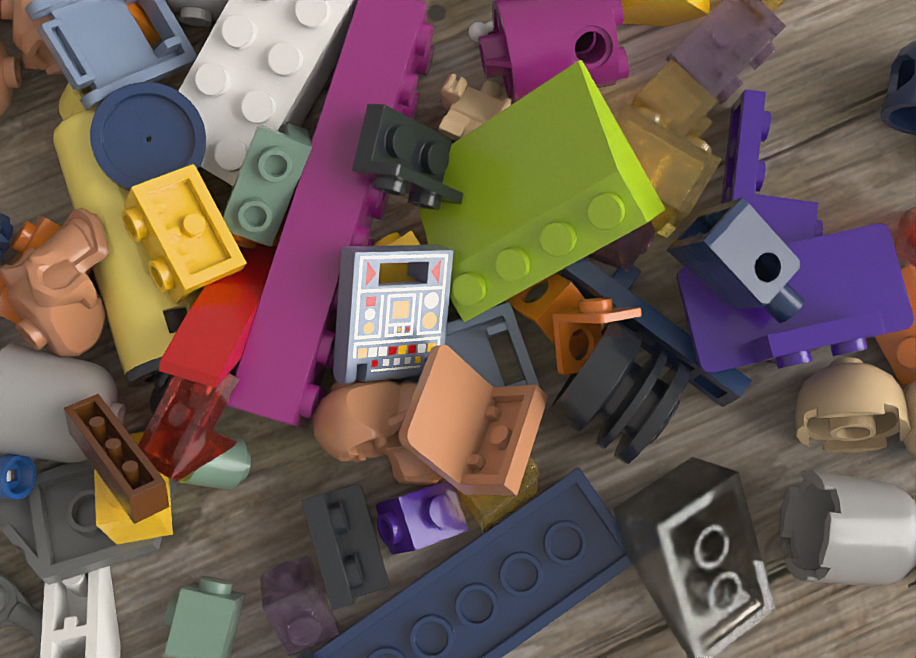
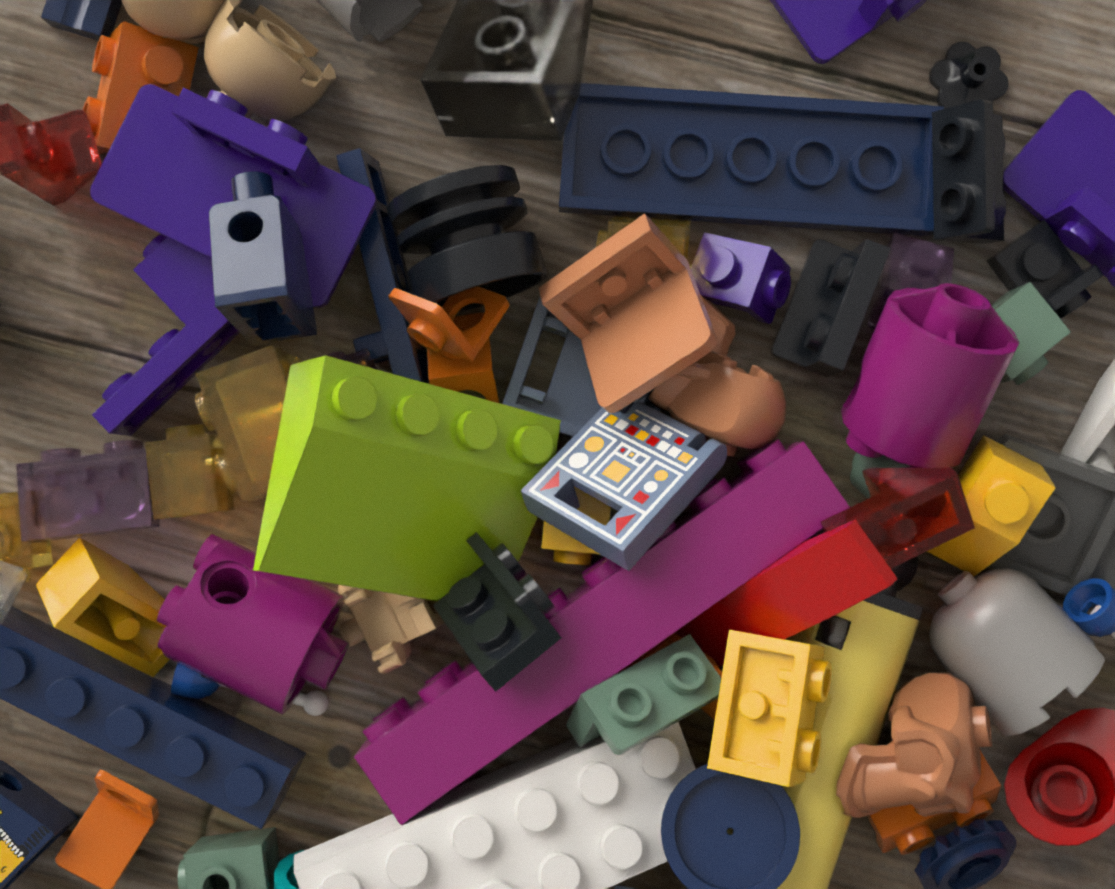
camera: 140 degrees left, 5 degrees up
(117, 458) = (993, 532): reddish brown piece -> none
(239, 540) = (928, 376): none -> magenta cylinder

